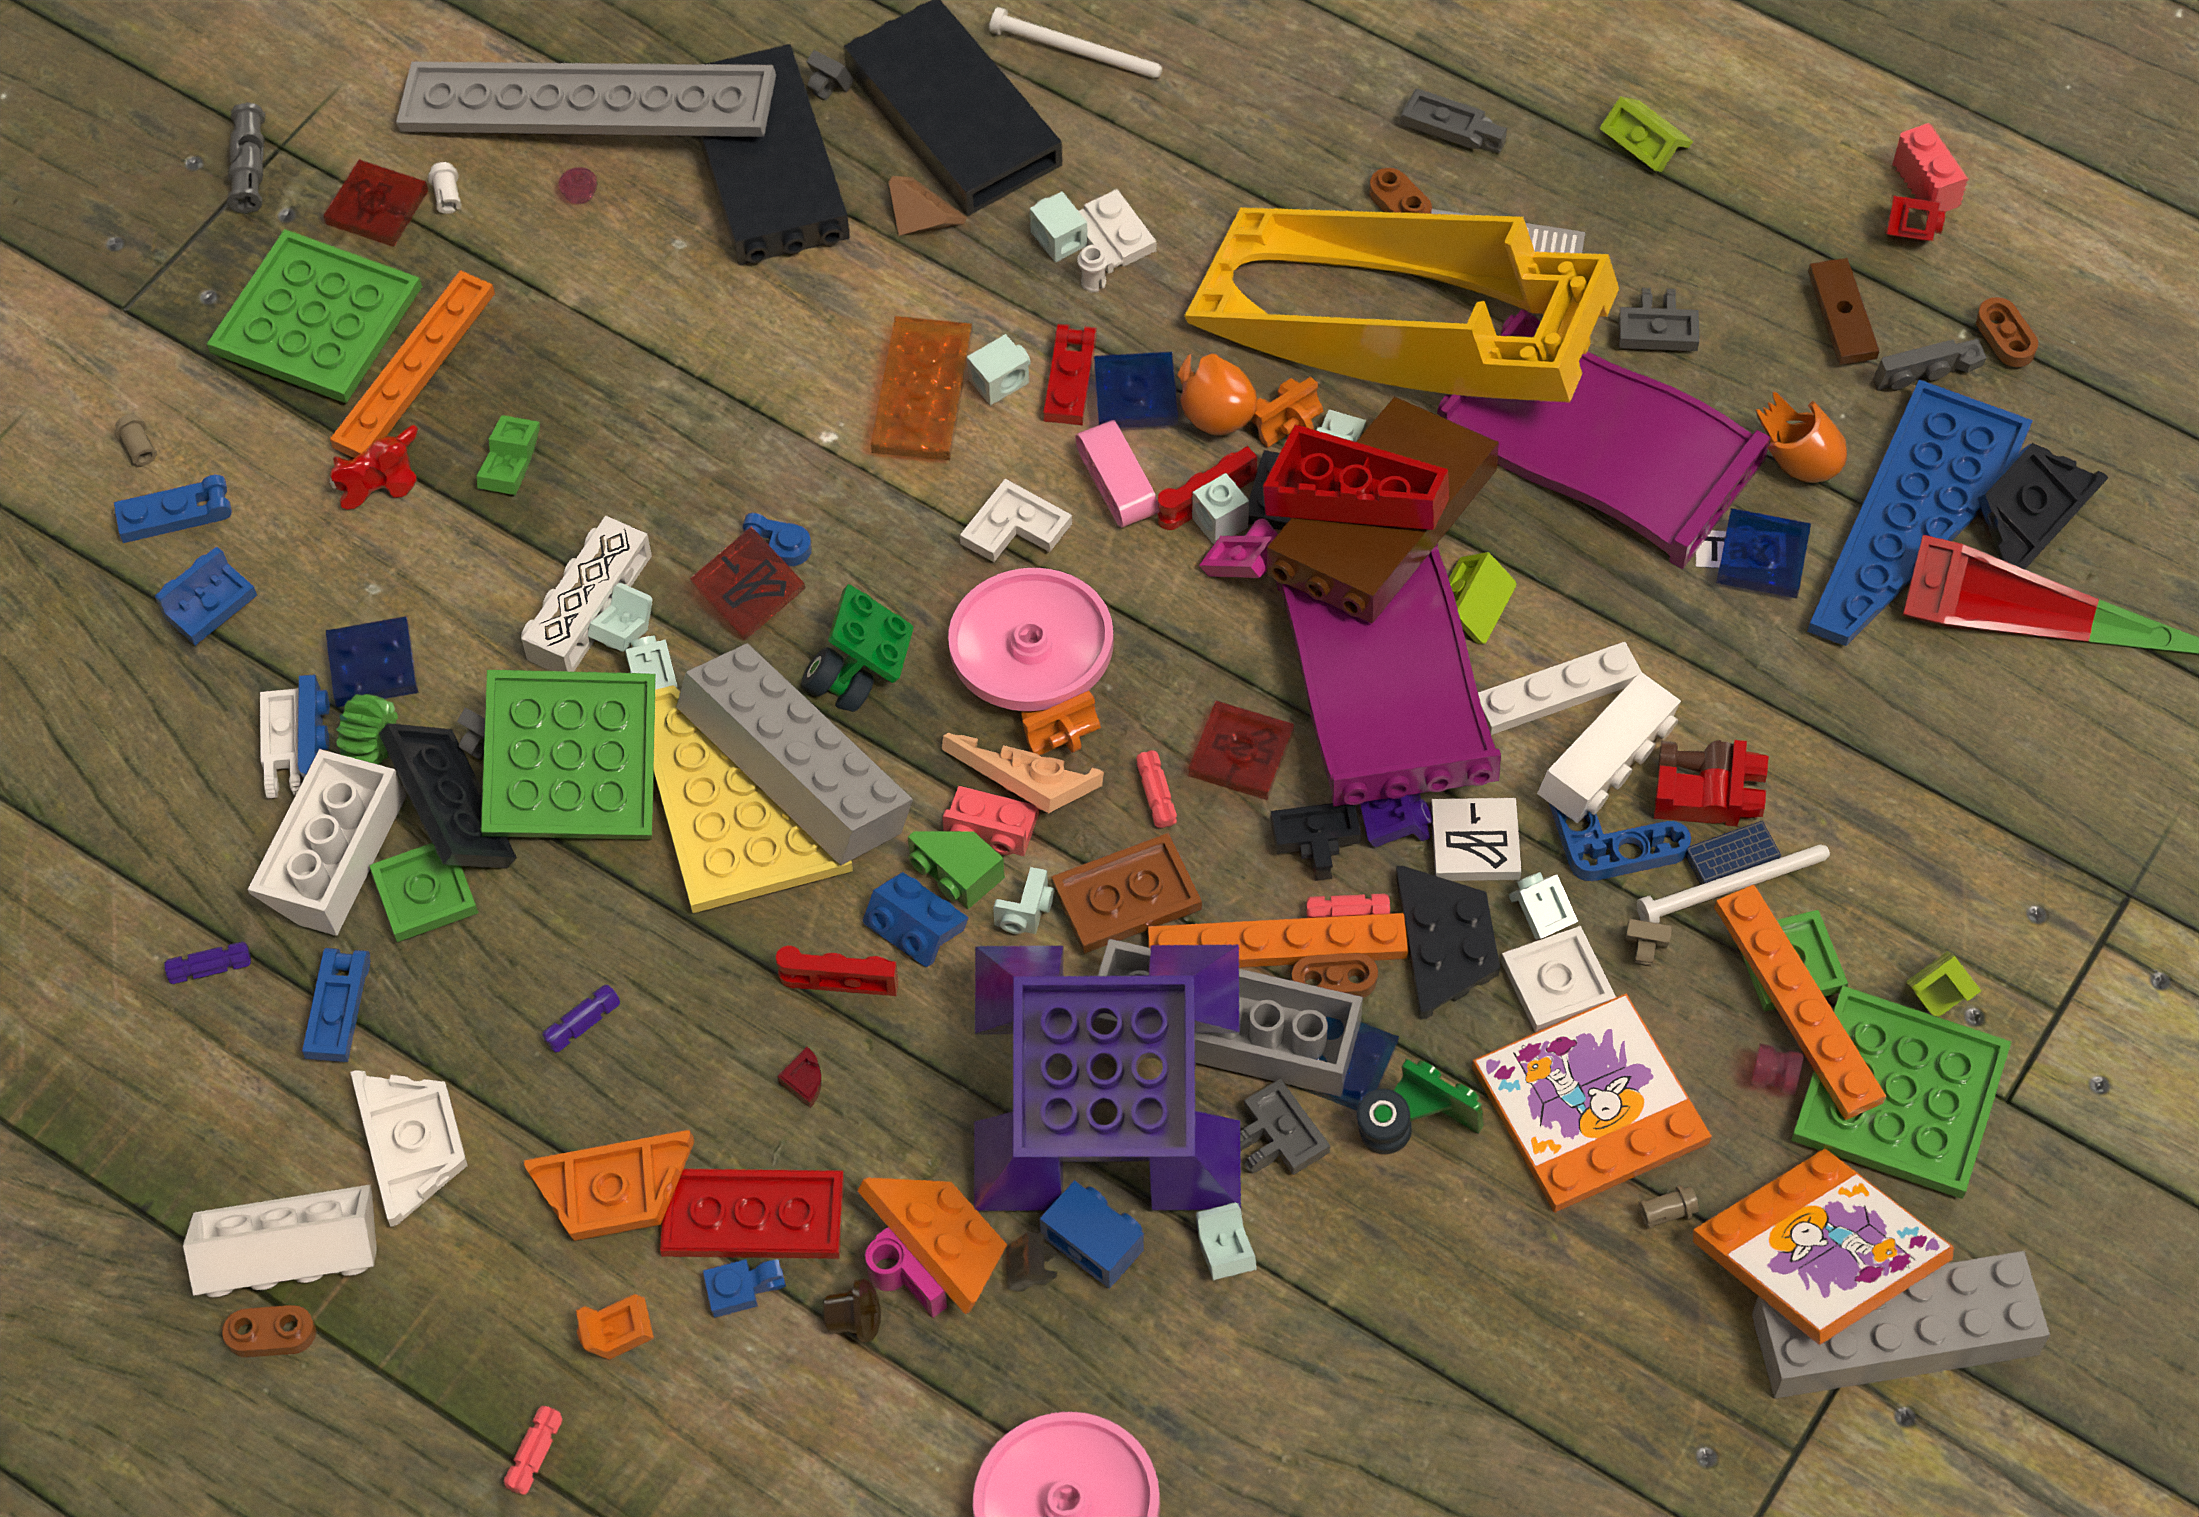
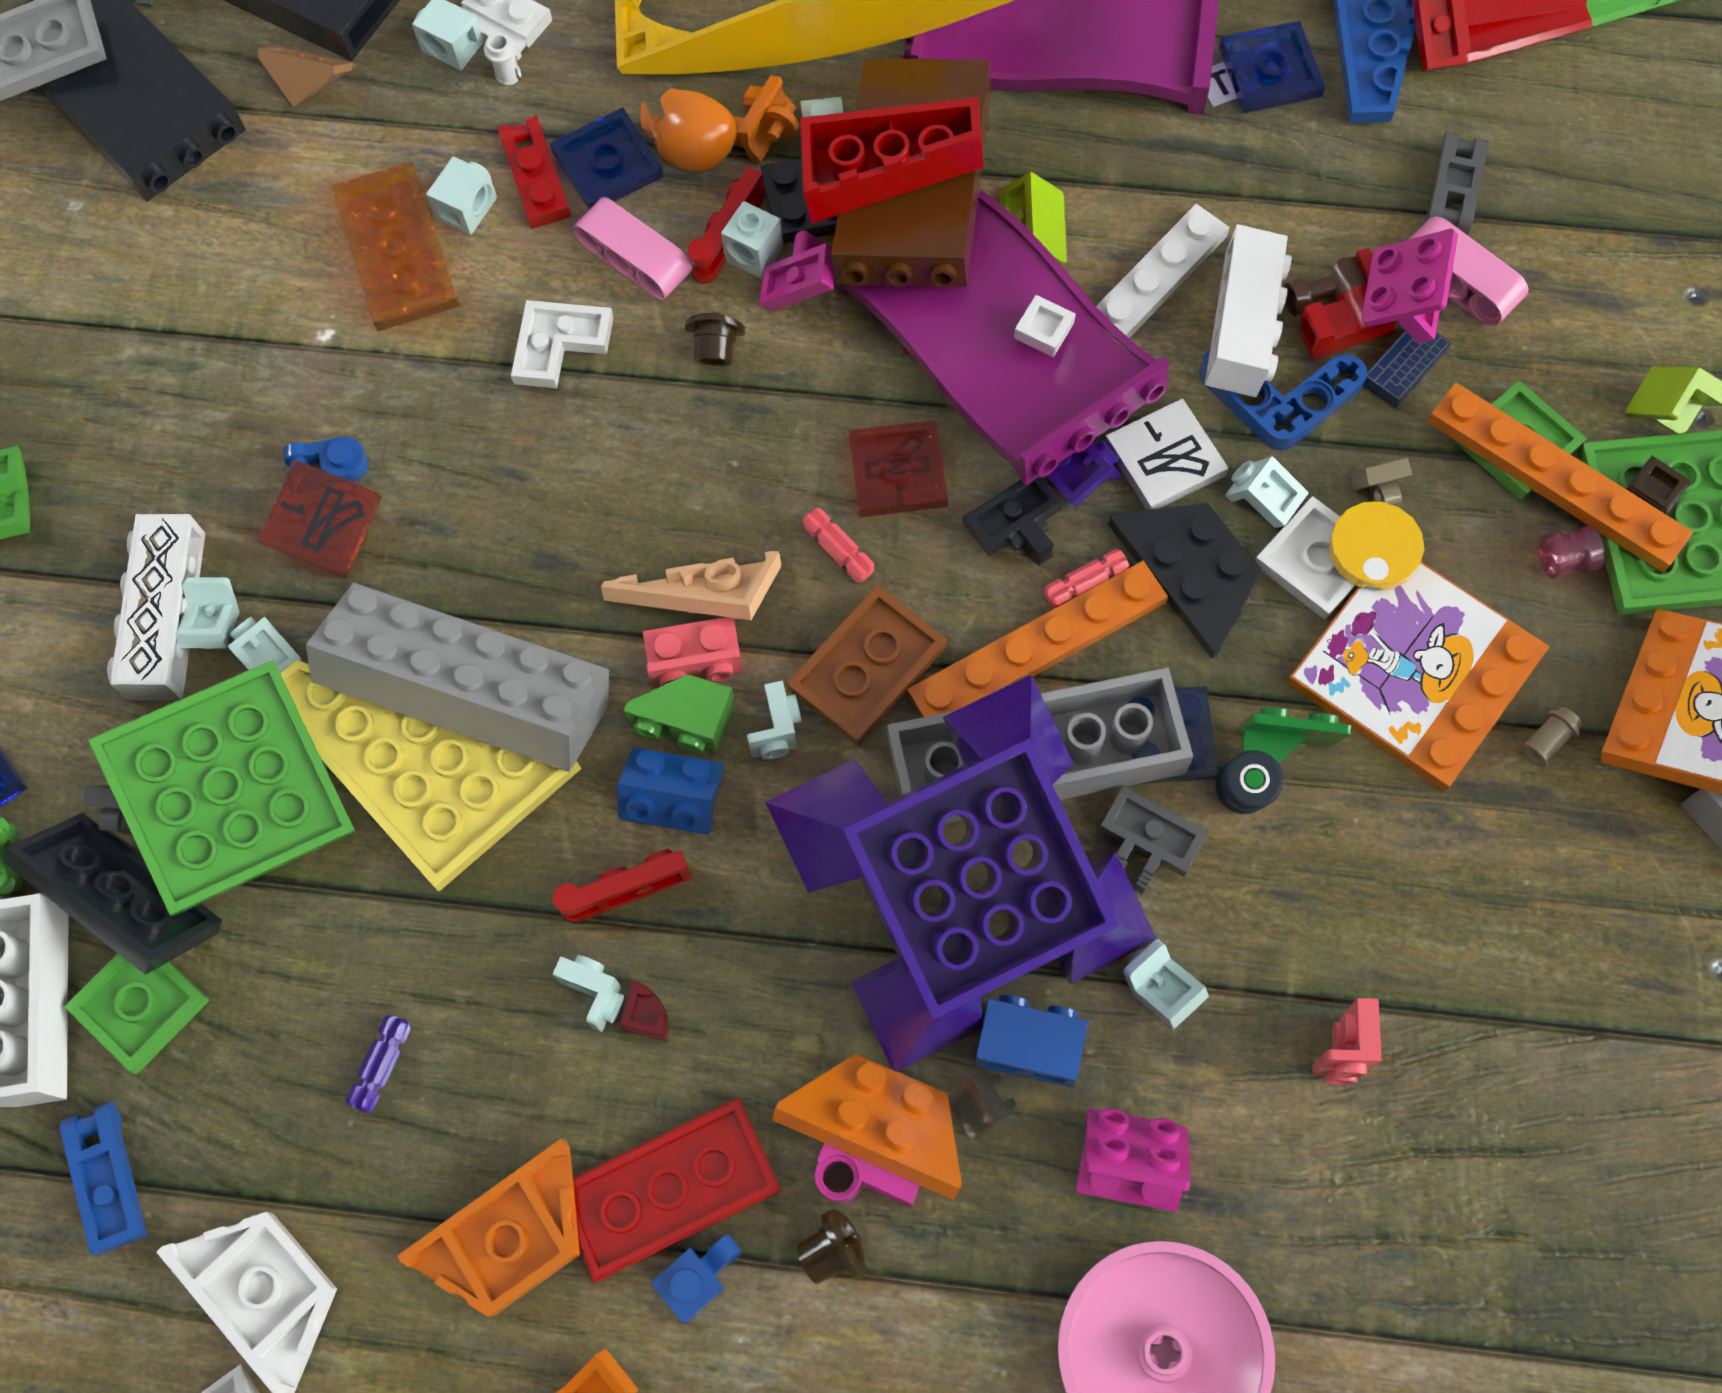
camera: 25 degrees left, 10 degrees up
(775, 1031) = (587, 977): none -> light aqua bracket
(870, 638) = (478, 521): green plate -> none
(1030, 639) = (638, 450): bright pink dish -> none
(1061, 724) = (713, 522): orange hips -> none
(1124, 1359) = (1134, 1159): none -> dark pink bracket
(1143, 576) = (714, 337): none -> dark brown piece
(1336, 969) = (1110, 653): dark orange plate -> none
(1343, 1361) = (1354, 1044): none -> coral bracket
(1418, 682) = (1044, 325): none -> white plate
(1607, 987) = (1376, 545): none -> yellow tile
(1652, 910) = (1367, 450): white bar -> none
(1757, 786) = (1411, 283): none -> dark pink bracket
(1829, 799) = (1479, 279): none -> bright pink beam
(1871, 722) = (1458, 180): none -> dark grey plate
(1882, 1047) = (1658, 484): none -> dark brown tile

